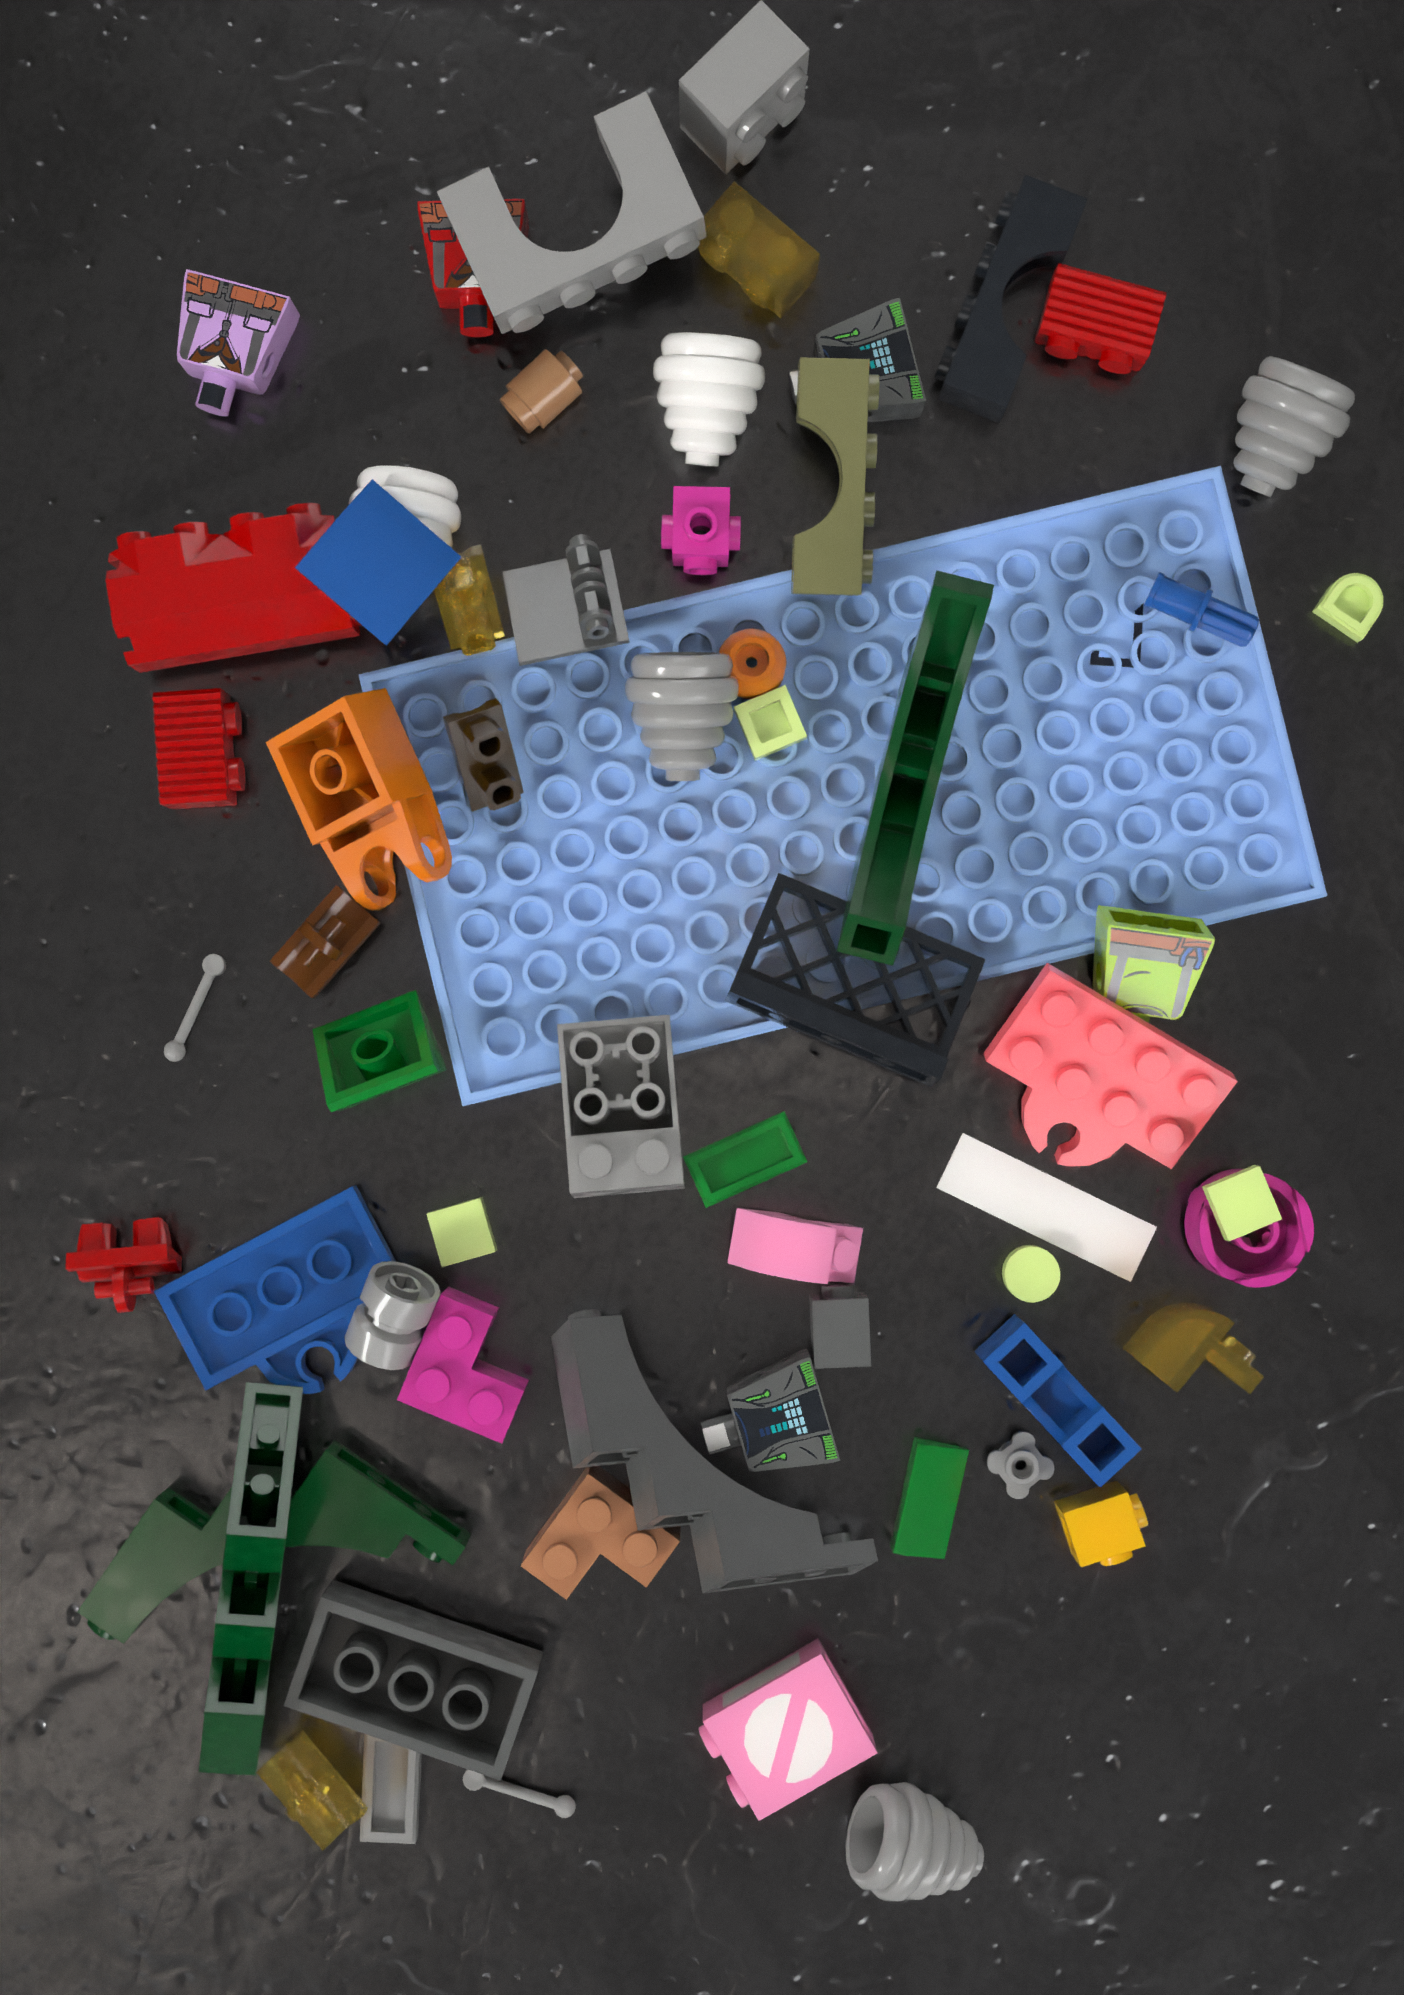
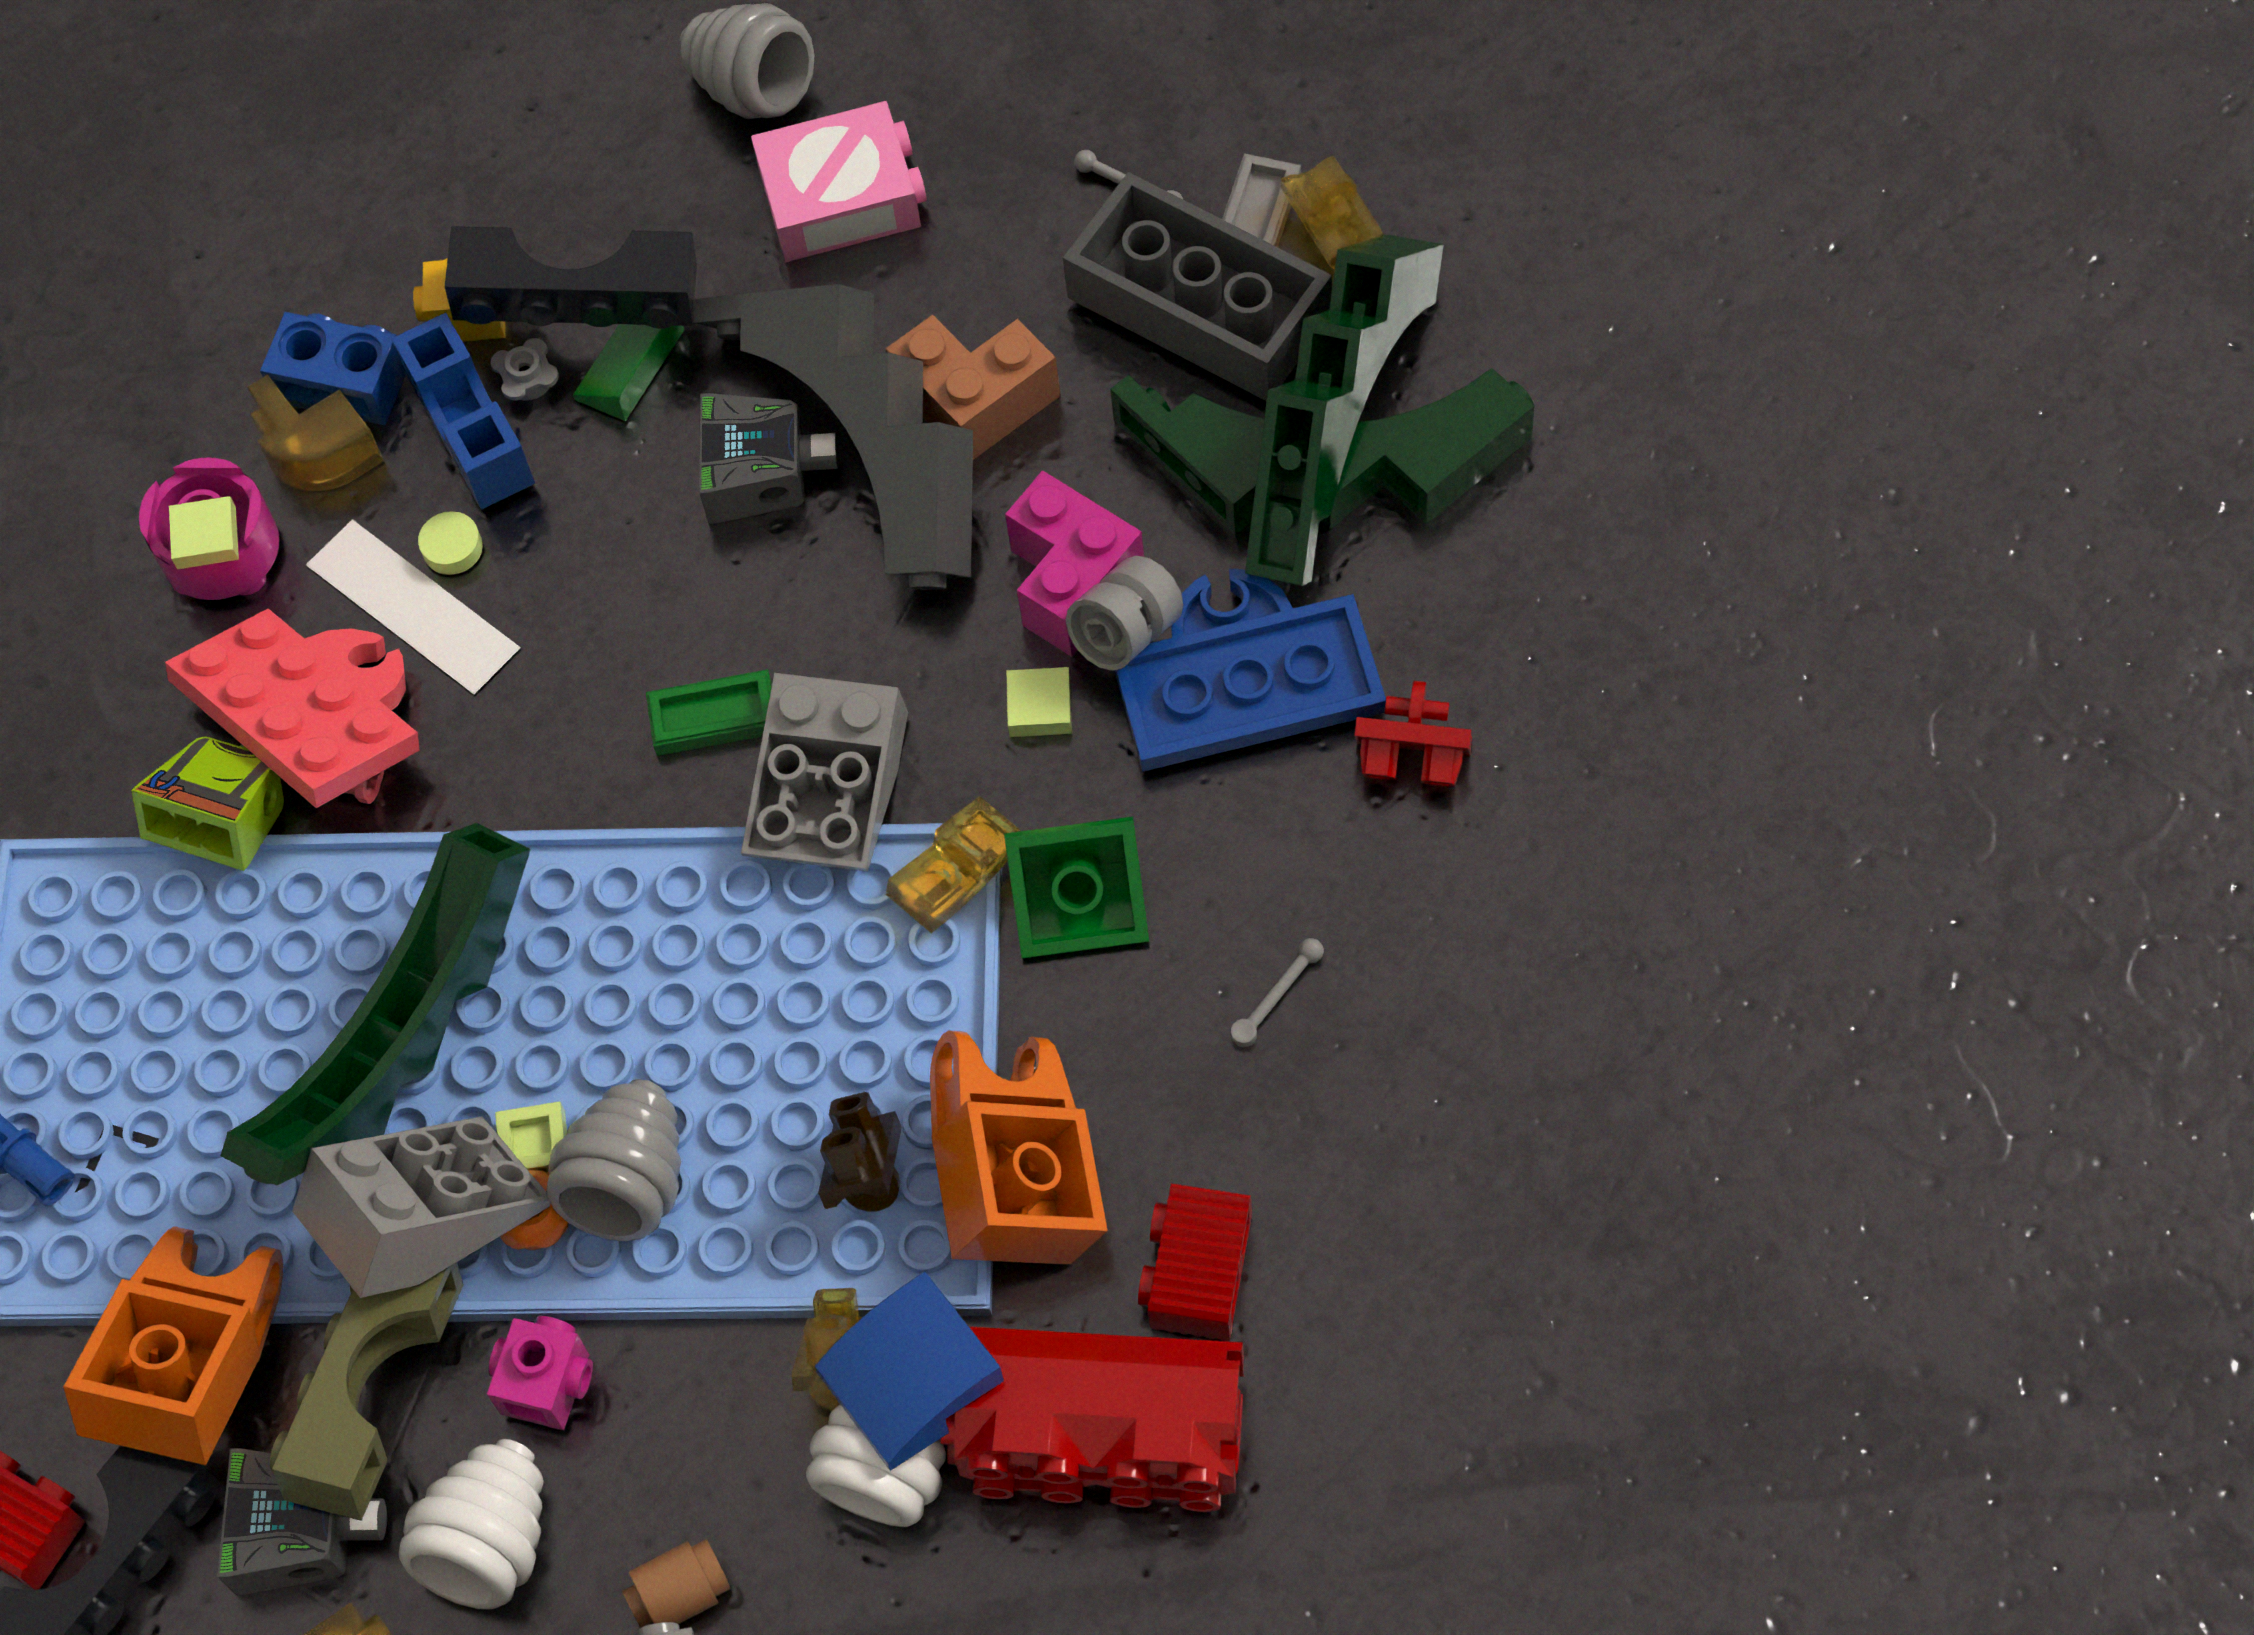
camera: 160 degrees left, 25 degrees down
(325, 941) = (1102, 1013): reddish brown hips -> none
(485, 1051) = (955, 868): none -> clear yellow slope
(566, 604) = (724, 1325): hinge -> none
(794, 1247) = (687, 602): bright pink brick -> none
(832, 620) = (413, 1201): none -> light grey slope
(840, 1327) = (663, 524): dark grey brick -> none
(845, 1027) = (571, 812): black fence -> none
(998, 482) = (174, 1351): none -> orange brick
(1062, 1531) = (640, 284): none -> black arch
(1197, 1413) = (338, 357): none -> blue brick

